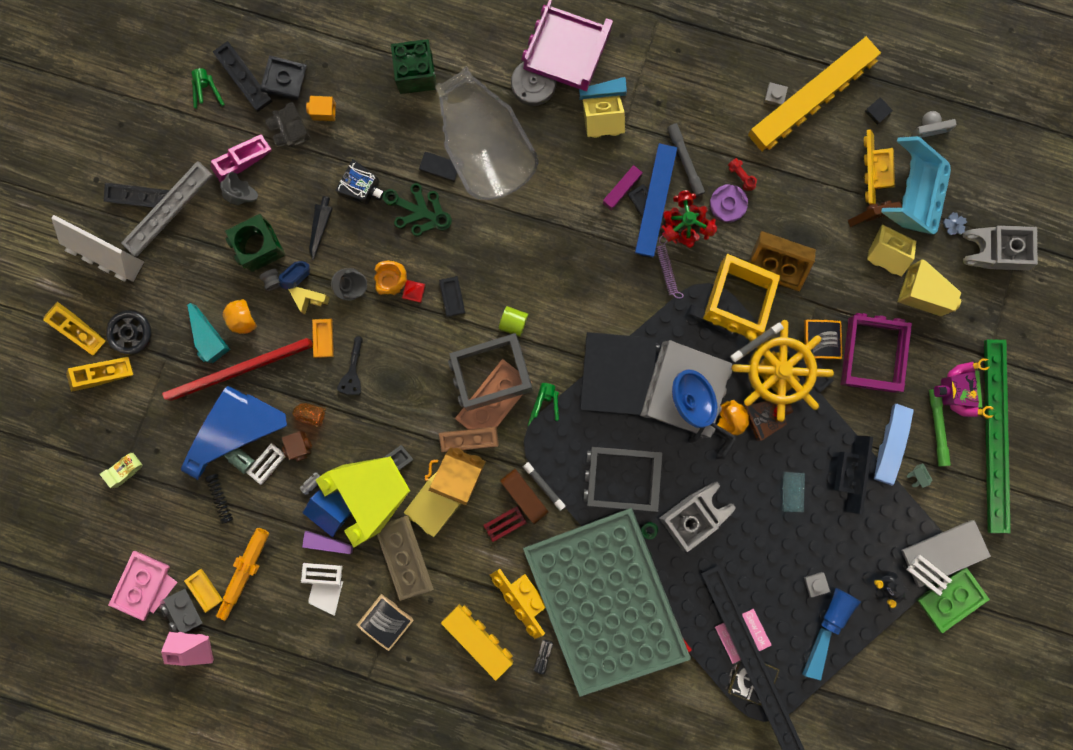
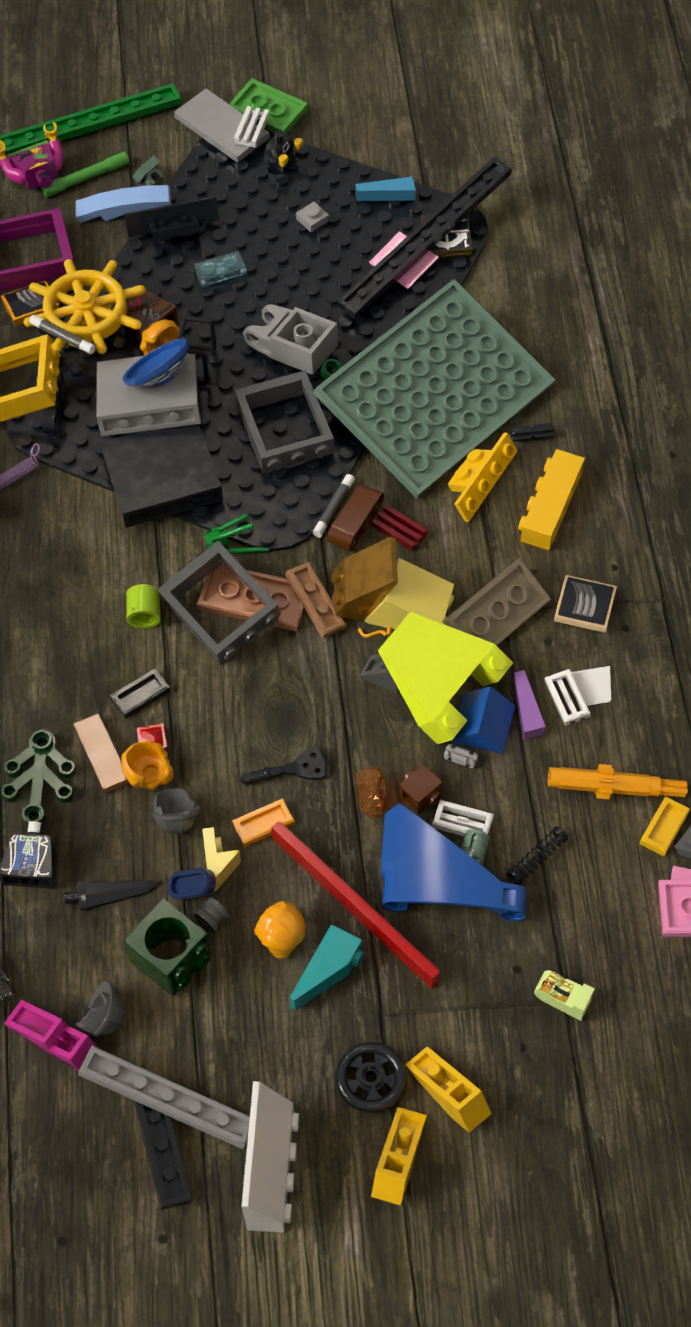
camera: 115 degrees left, 25 degrees down
(419, 255) = (101, 753): none -> tile
(839, 611) = (330, 184): blue plant -> none

